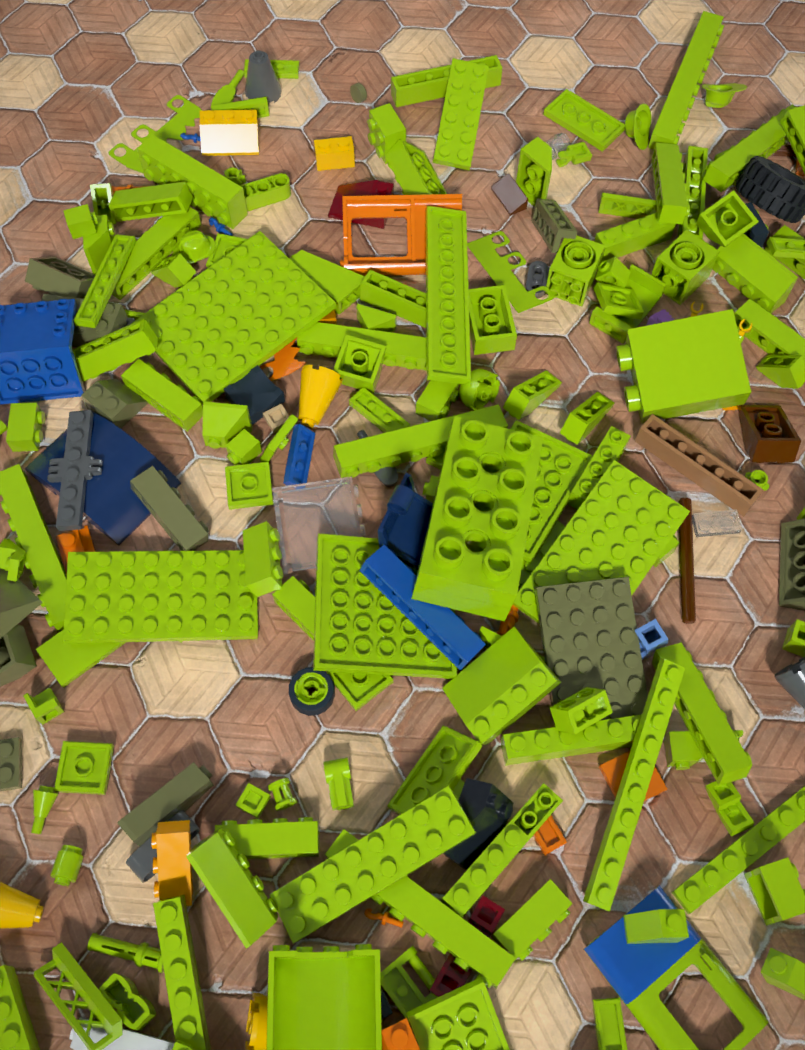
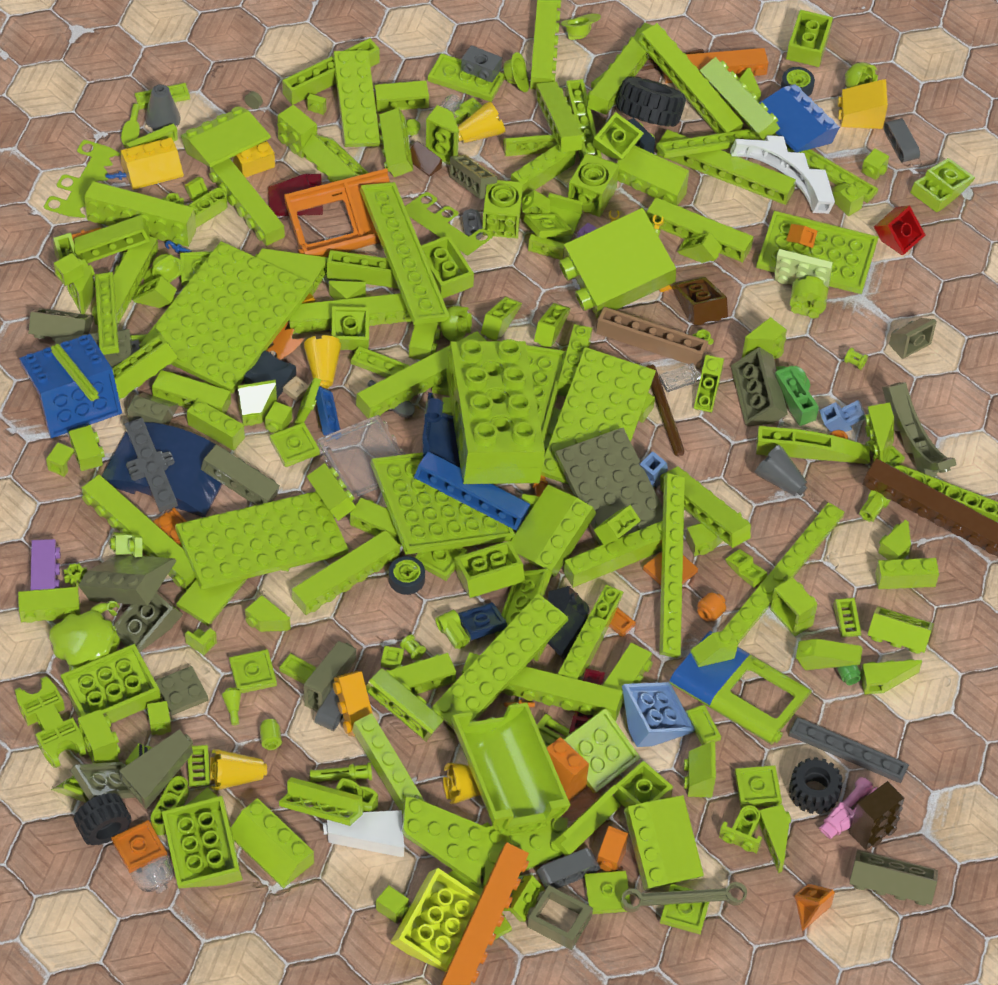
camera: 20 degrees left, 10 degrees down
(24, 341) = (74, 372): none -> lime axle
(127, 697) = (266, 616): none -> lime slope
(139, 779) = (297, 668): none -> lime tile
(172, 437) = (215, 424): none -> lime brick
(241, 667) = (345, 572): none -> lime brick
(263, 168) = (196, 188): none -> lime tile
(309, 196) = (247, 202): none -> lime brick
(310, 121) = (224, 136): none -> lime slope
(377, 784) = (482, 621): none -> dark blue tile
(408, 718) = (489, 569): none -> lime brick
(420, 111) = (316, 104): none -> lime plate
(486, 170) = (395, 142): none -> lime brick
(509, 123) = (402, 95): none -> lime brick
(509, 158) = (413, 126): none -> lime plate
(551, 993) = (654, 713): none -> medium blue slope
(581, 172) = (481, 124): none -> yellow cone
(604, 107) = (481, 63): none -> dark grey brick
(669, 853) = (711, 606): none -> orange head
(749, 541) = (709, 383): none -> lime slope

